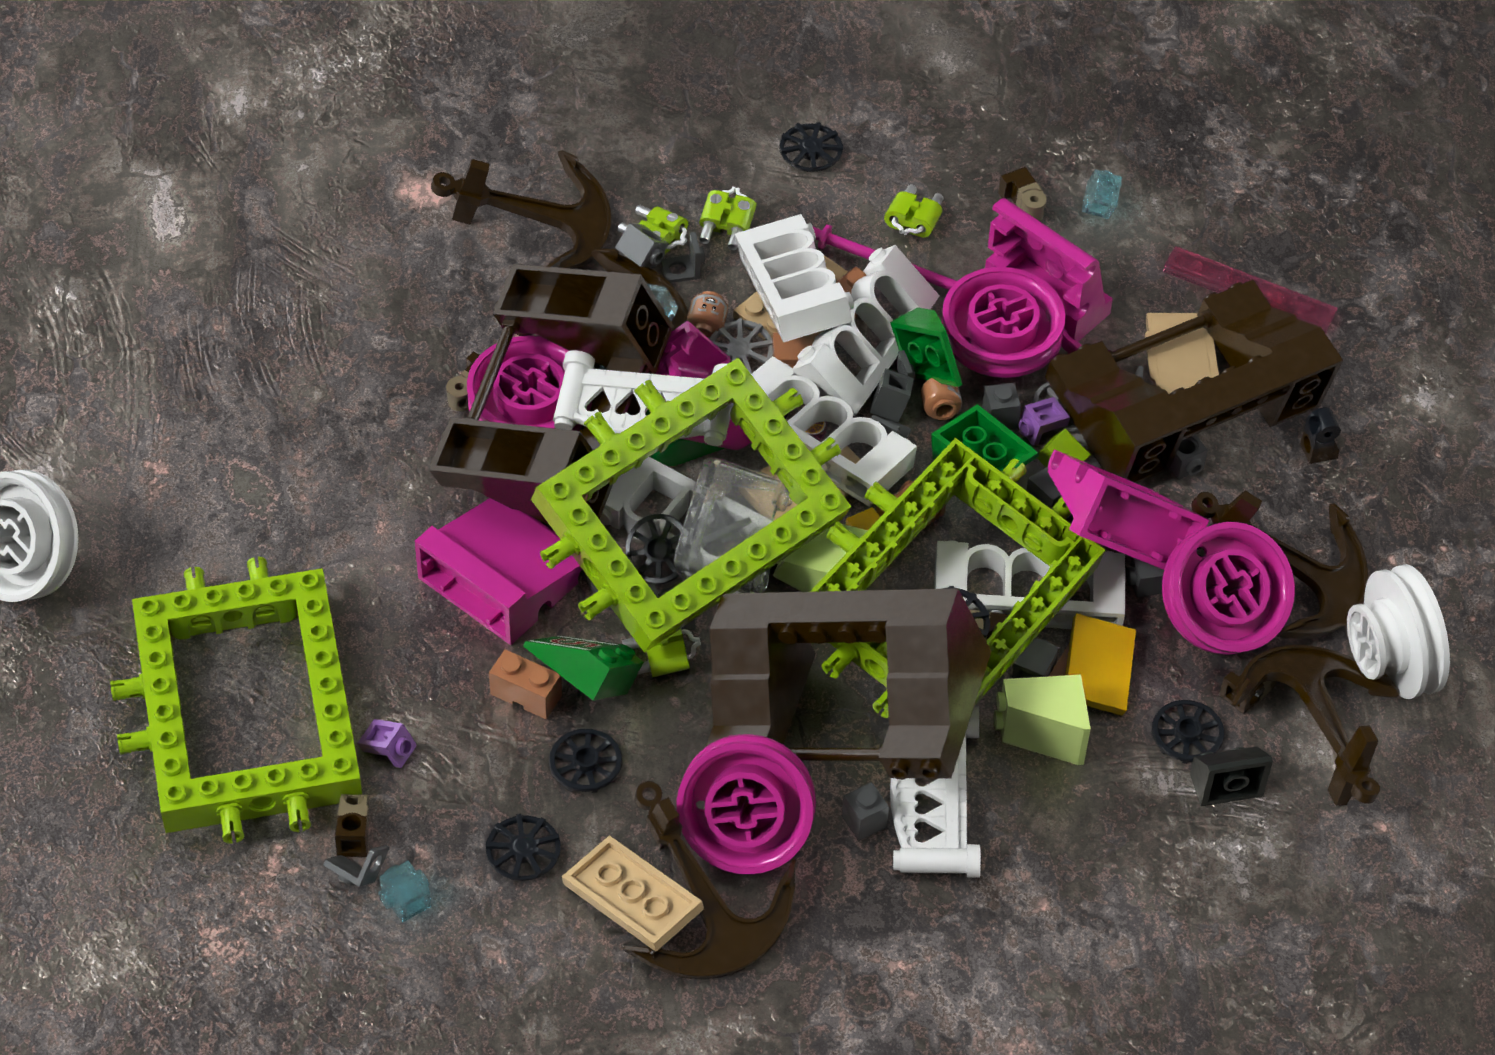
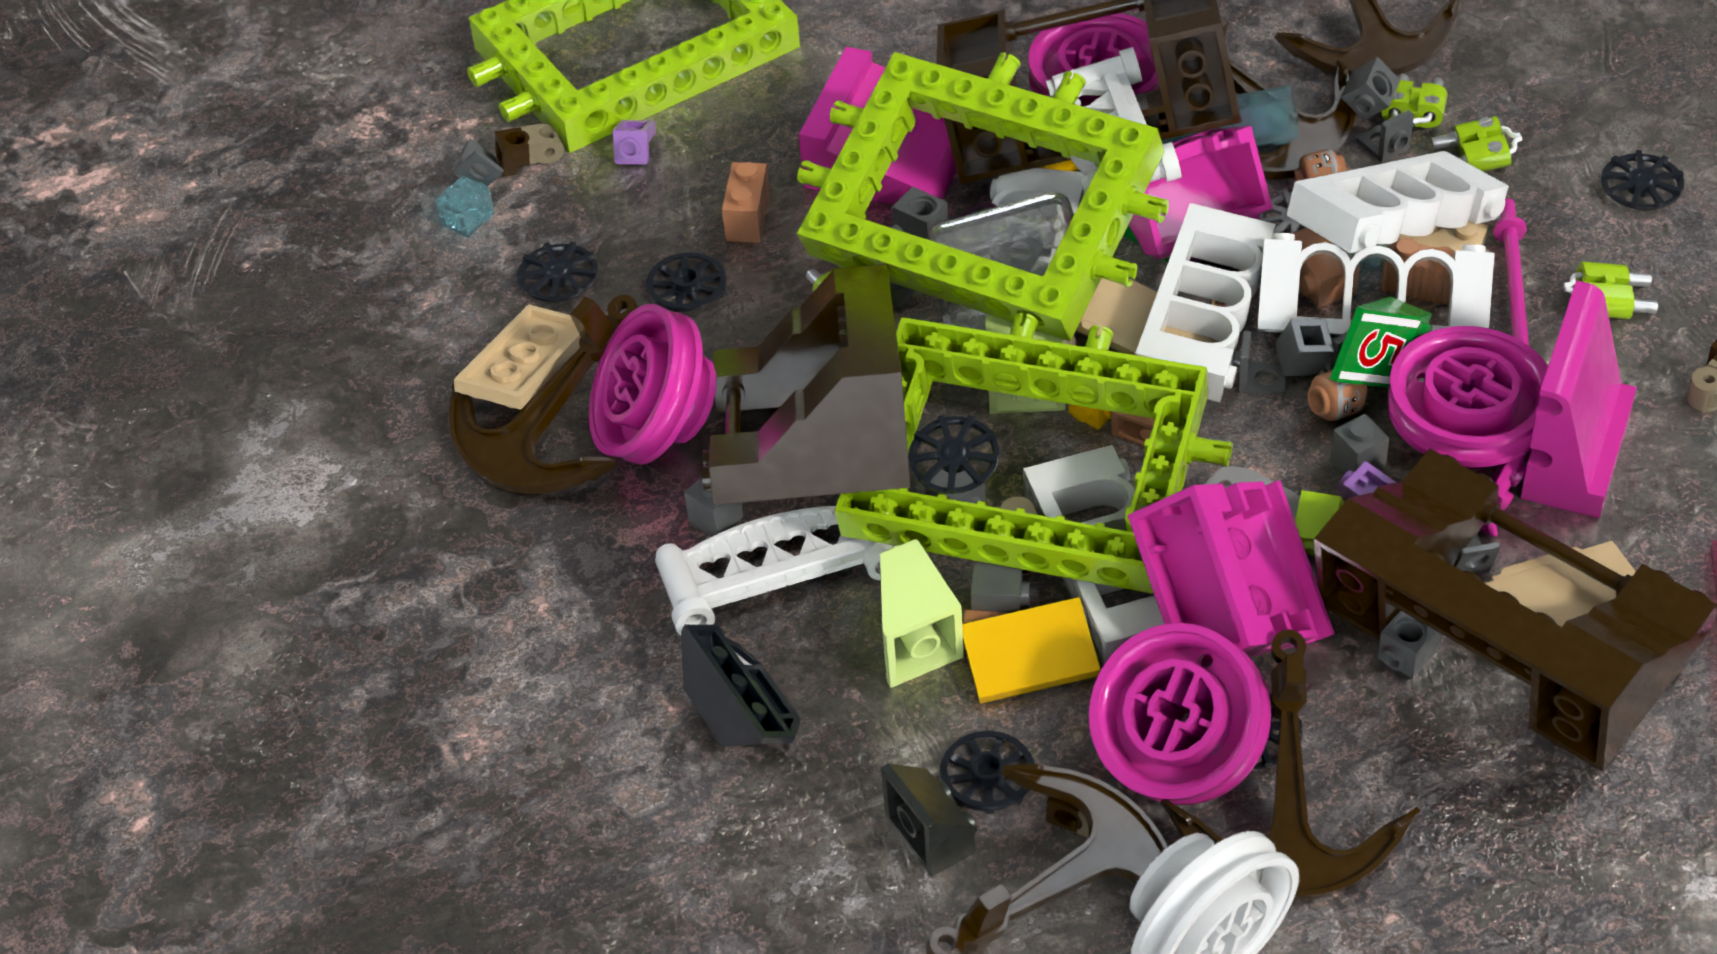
camera: 75 degrees right, 5 degrees down
(589, 665) = (773, 228): green slope -> none
(985, 437) = (1275, 436): green slope -> none
(1074, 854) = (734, 690): none -> black wedge
(1320, 434) = (1525, 770): black leg -> none

